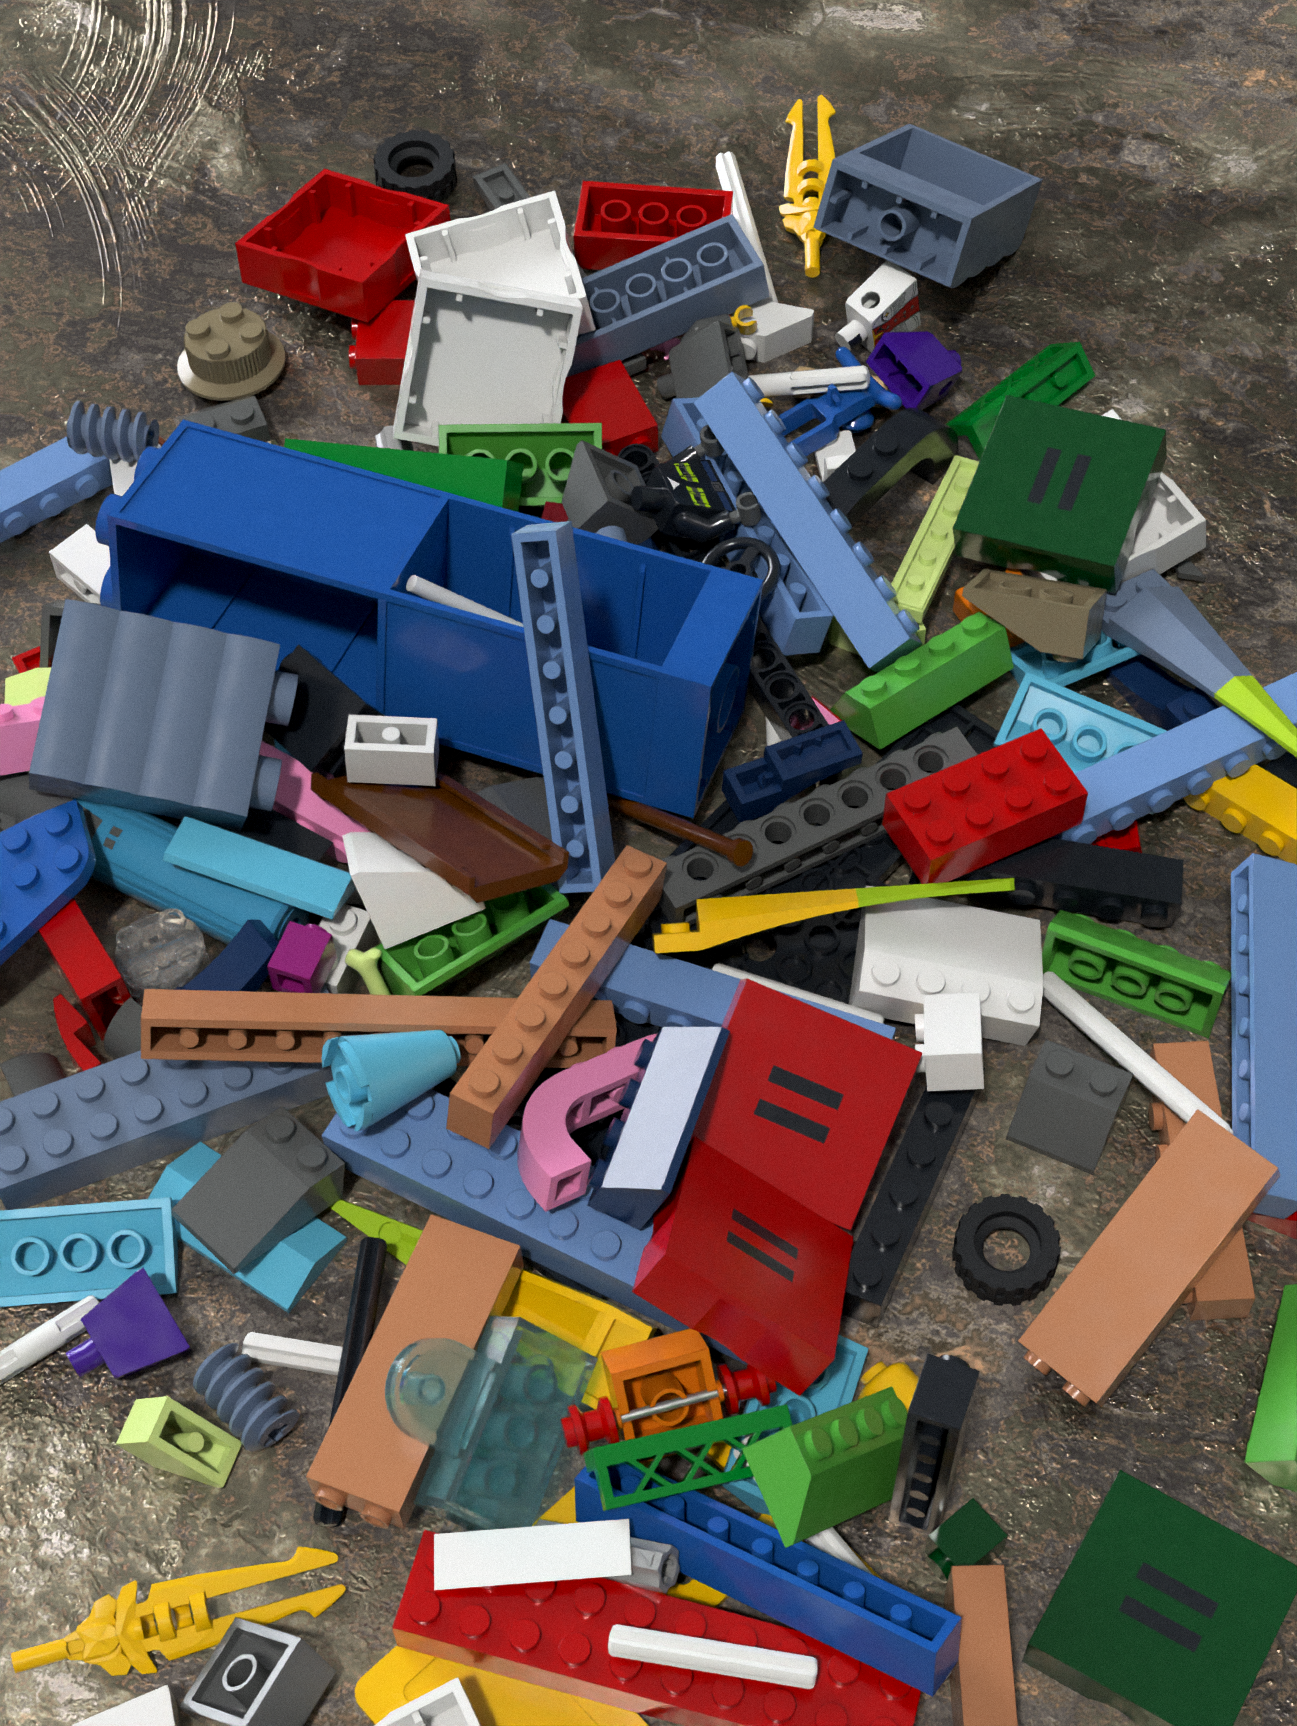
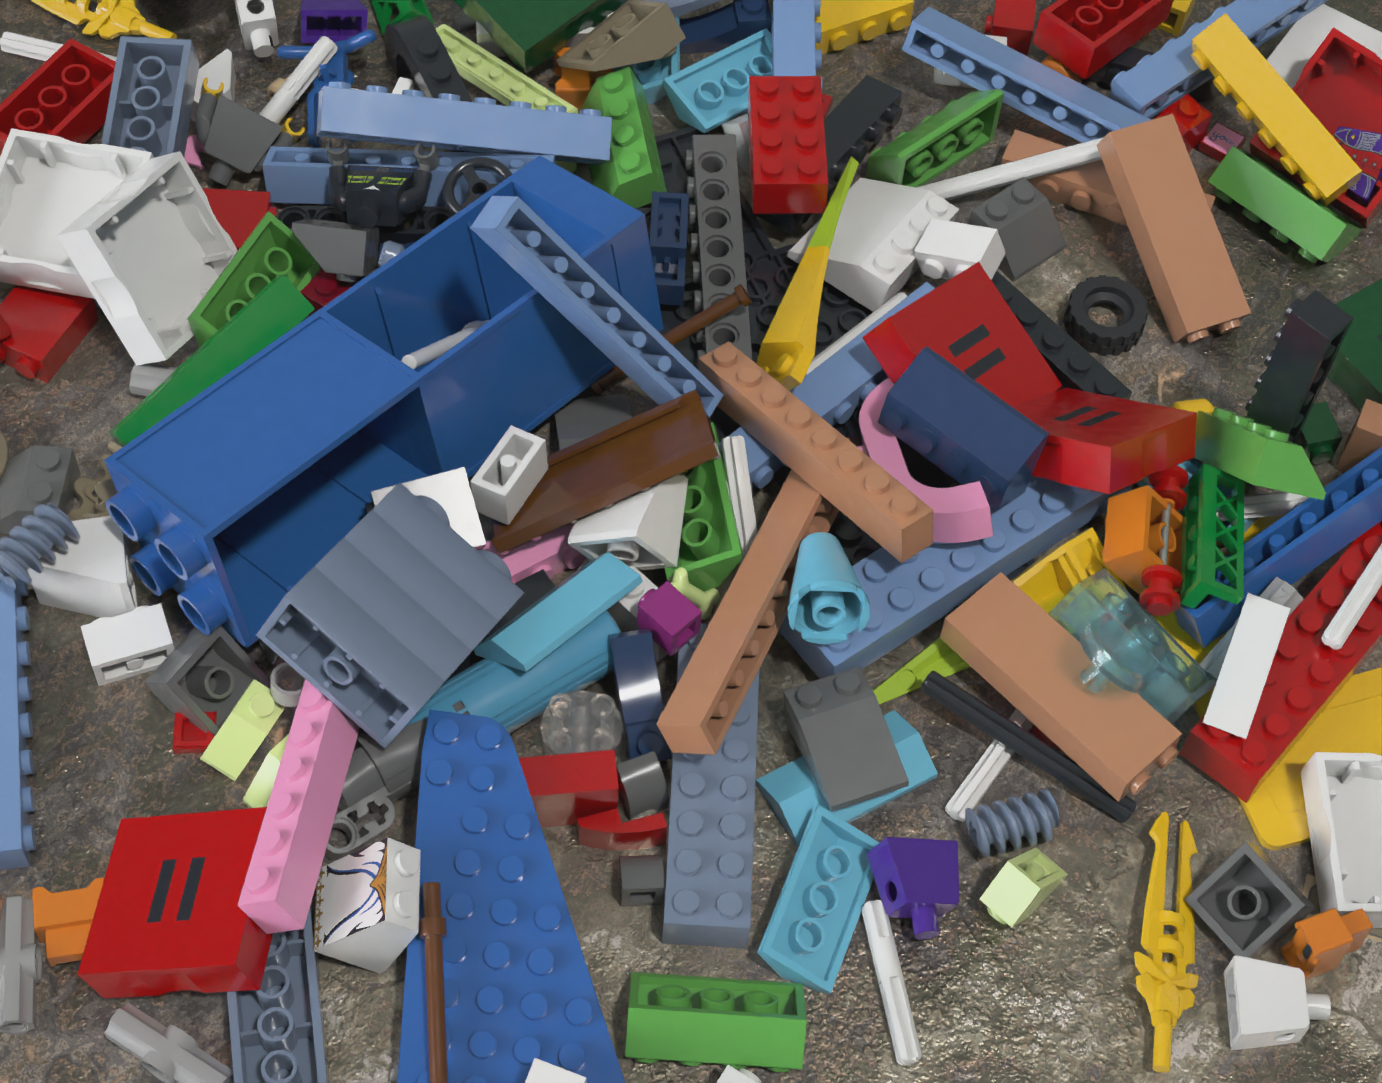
camera: 70 degrees left, 0 degrees up
(513, 957) = (740, 489): none -> white axle

